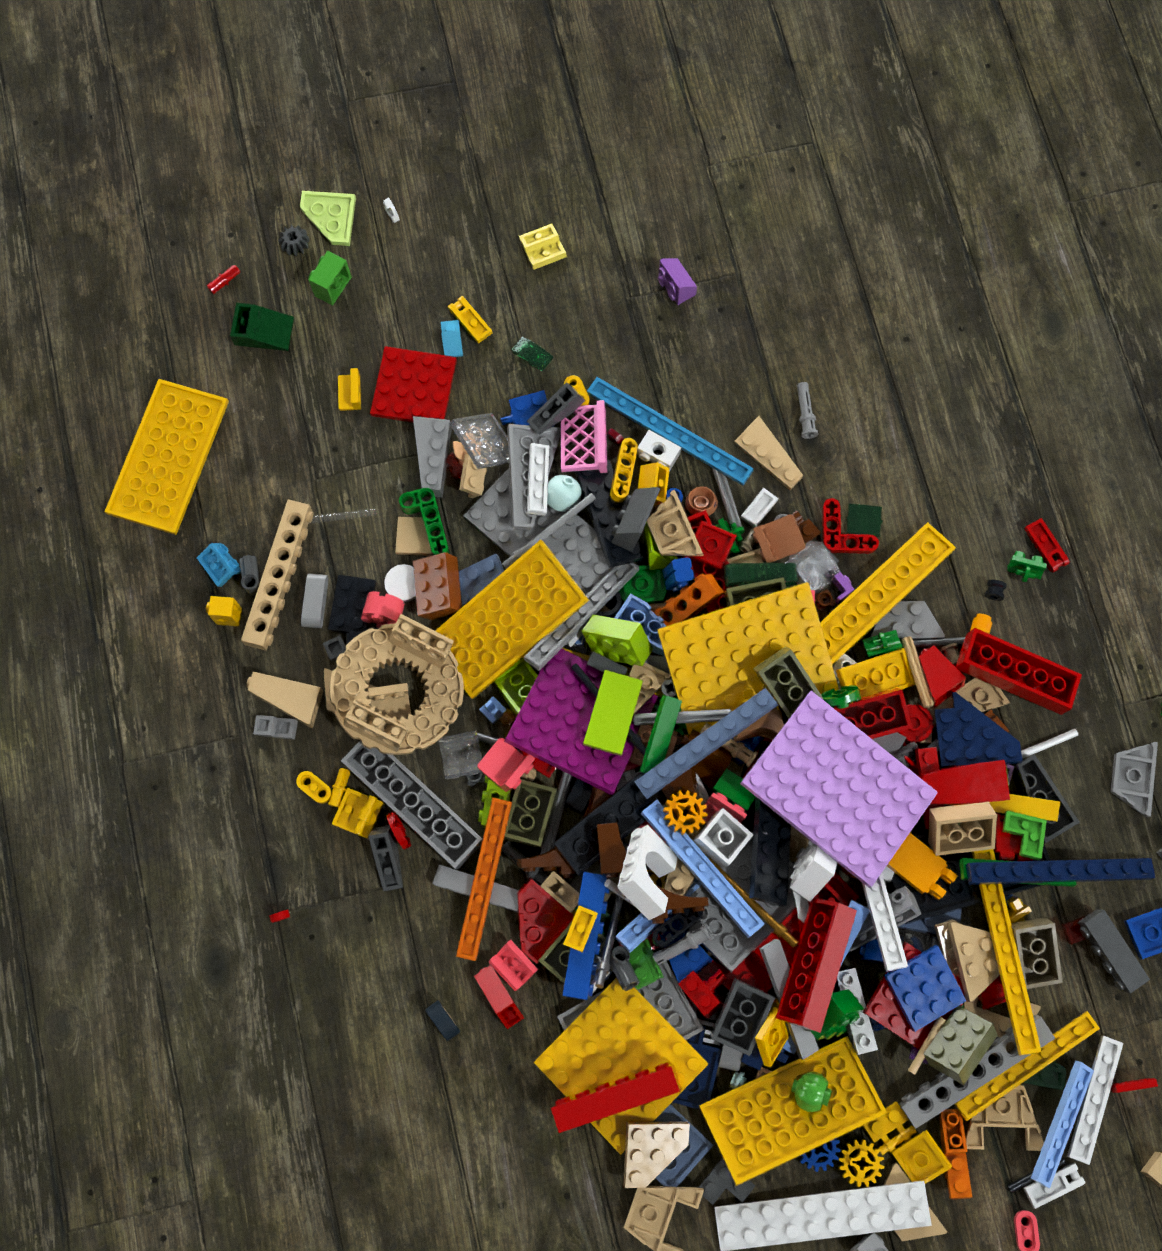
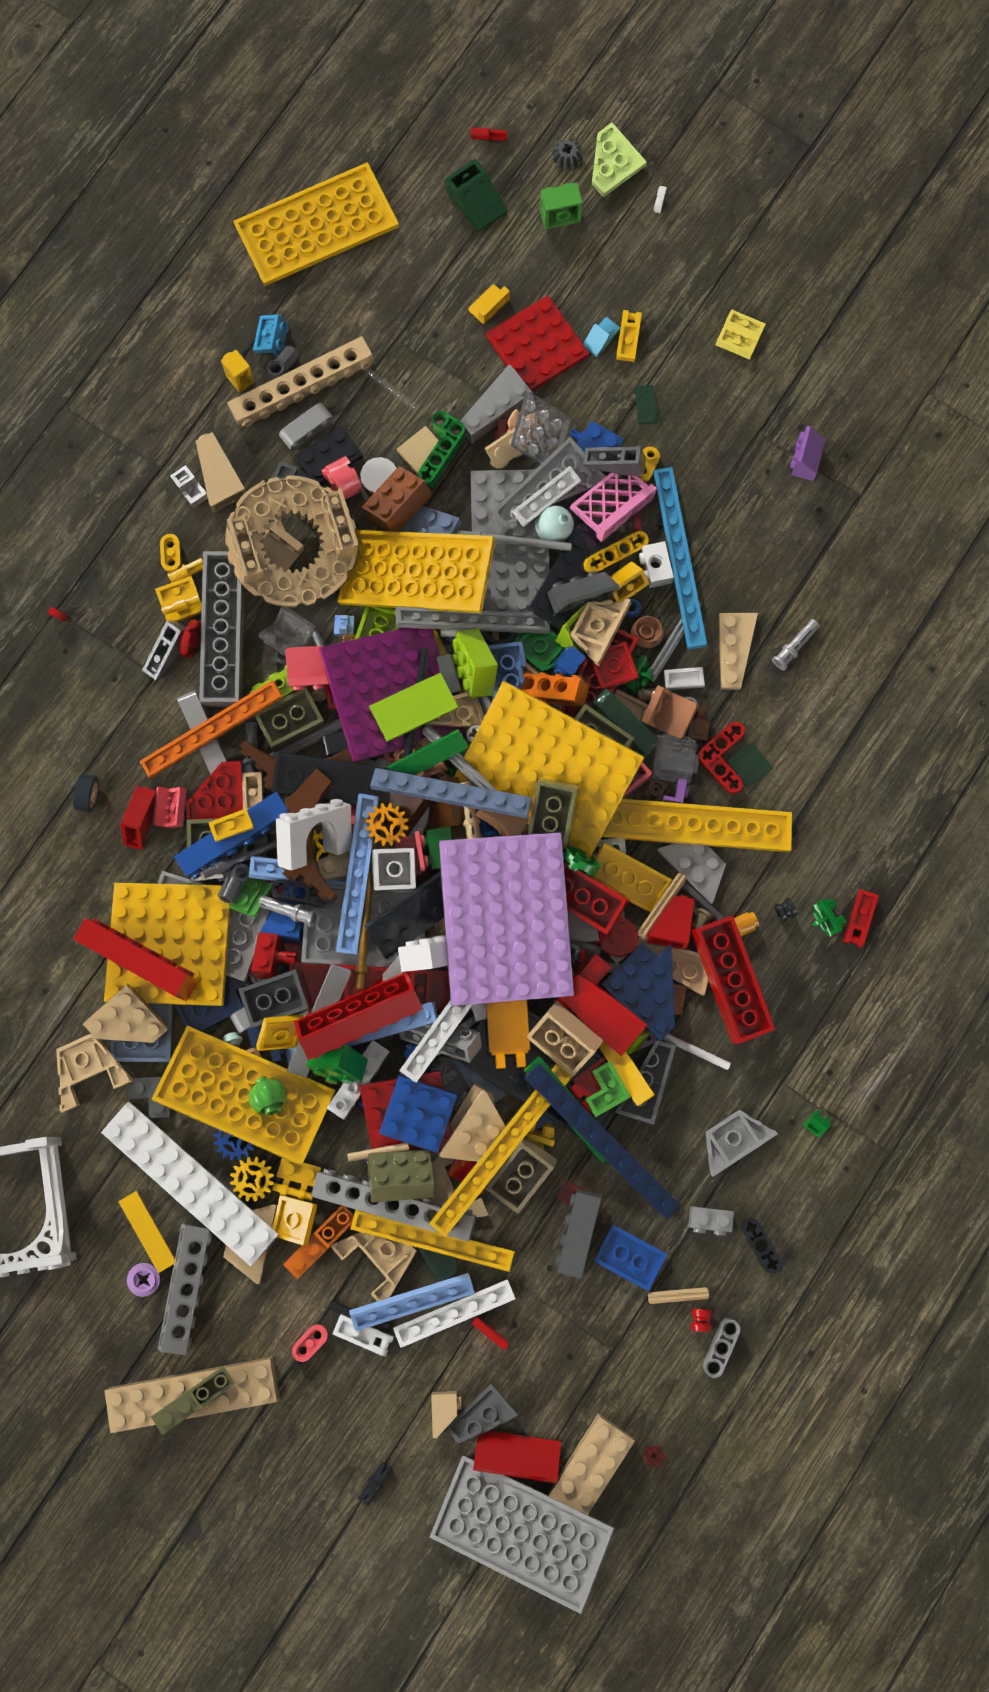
camera: 45 degrees right, 5 degrees up
(882, 644) = (659, 860): green hips -> none

